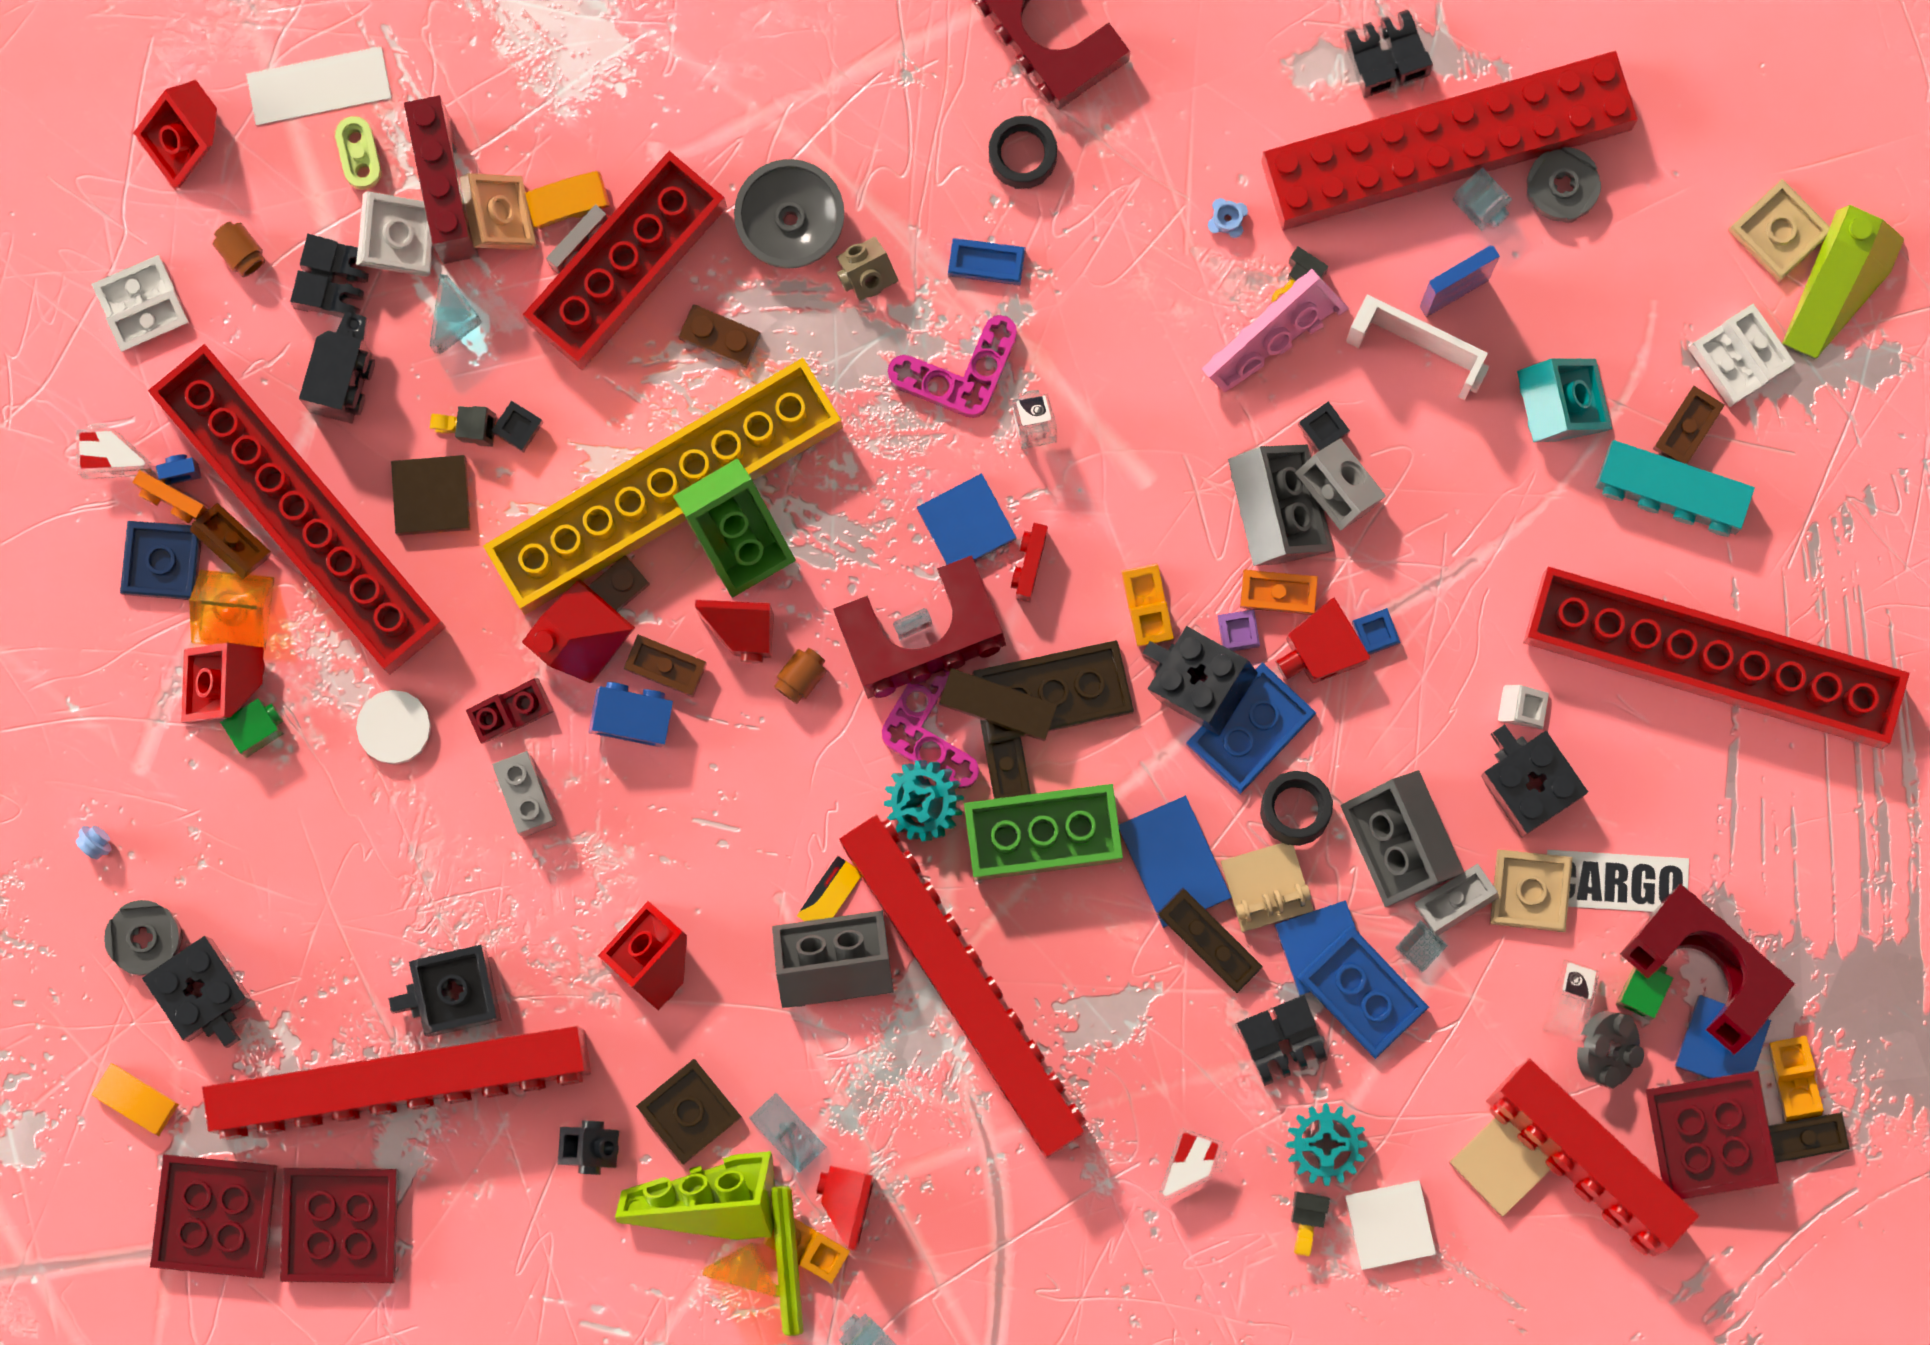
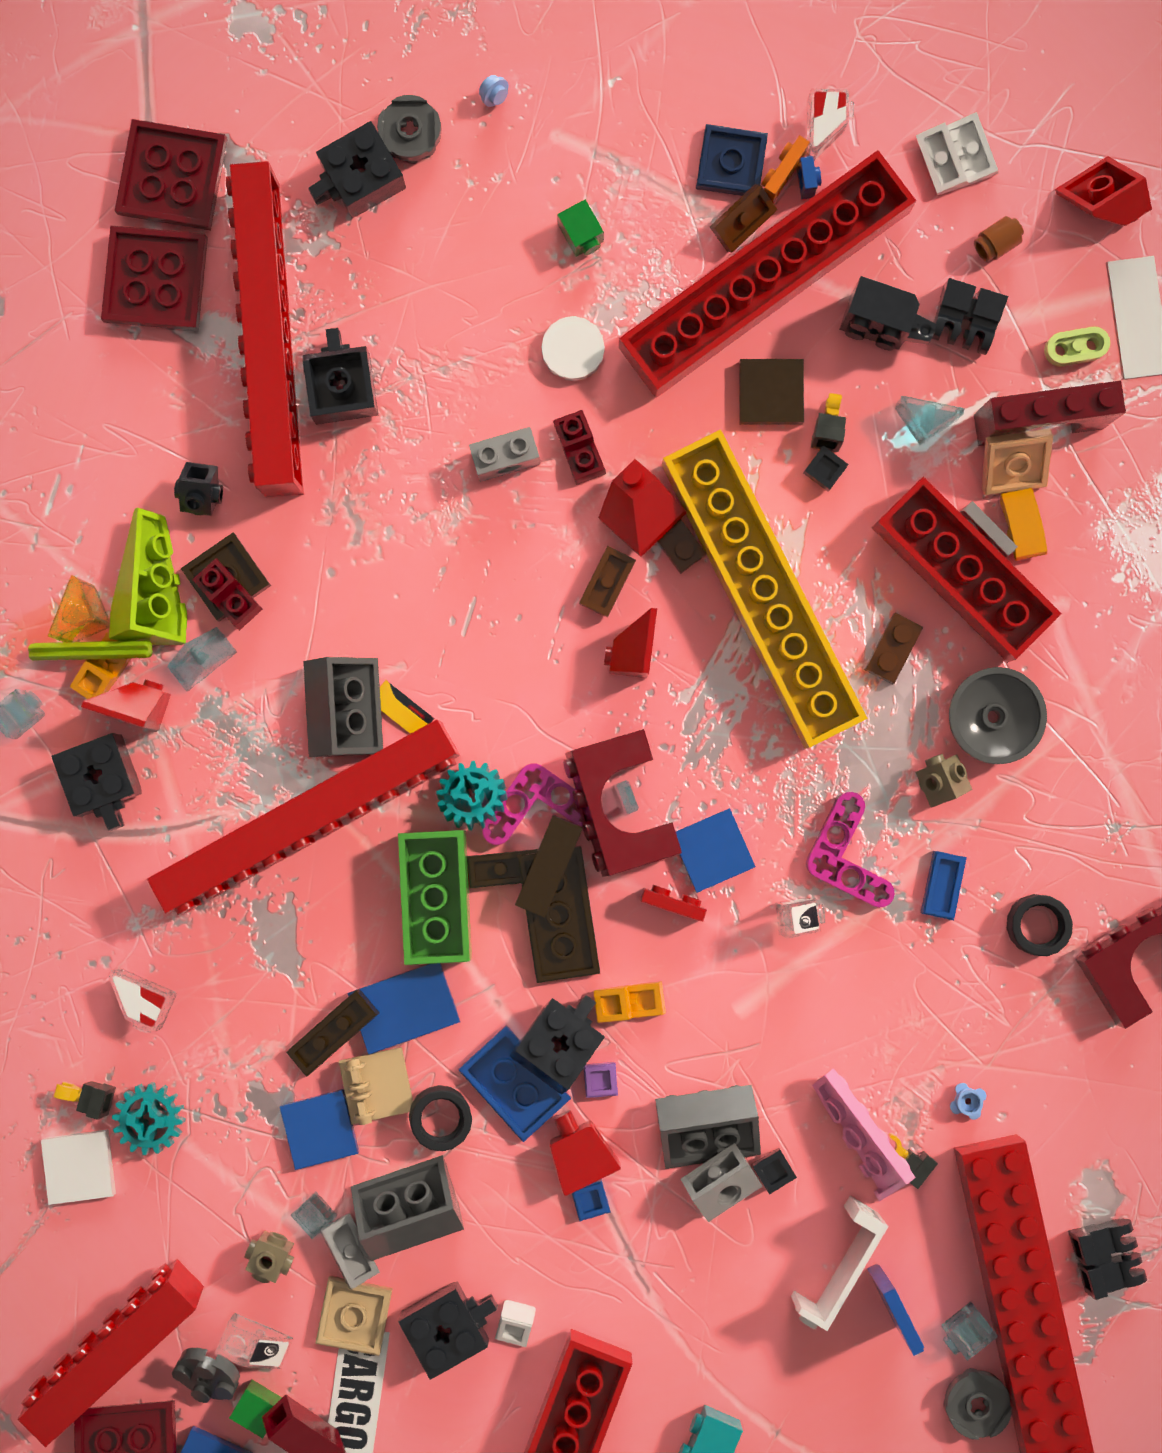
camera: 90 degrees right, 5 degrees up
(135, 1099) = (273, 114): light orange slope -> none
(219, 680) = (622, 203): red slope -> none
(230, 608) = (684, 216): slope -> none
(394, 235) = (1001, 370): white tile -> none
(630, 715) = (565, 548): blue brick -> none
(649, 955) = (357, 550): red slope -> none
(709, 1103) = (227, 594): none -> dark red slope
(734, 527) = (720, 647): bright green brick -> none
(800, 675) = (589, 697): dark orange brick -> none
(956, 1247) = (114, 786): none -> black hinge
(1278, 592) = (631, 1118): orange plate -> none
(1291, 1022) = (255, 1097): black legs -> none
(1363, 991) = (277, 1162): blue tile -> none
(1459, 998) = (277, 1249): none -> dark tan brick
(1500, 1165) = (120, 1266): tan tile -> none
(1564, 399) = (783, 1386): teal slope -> none

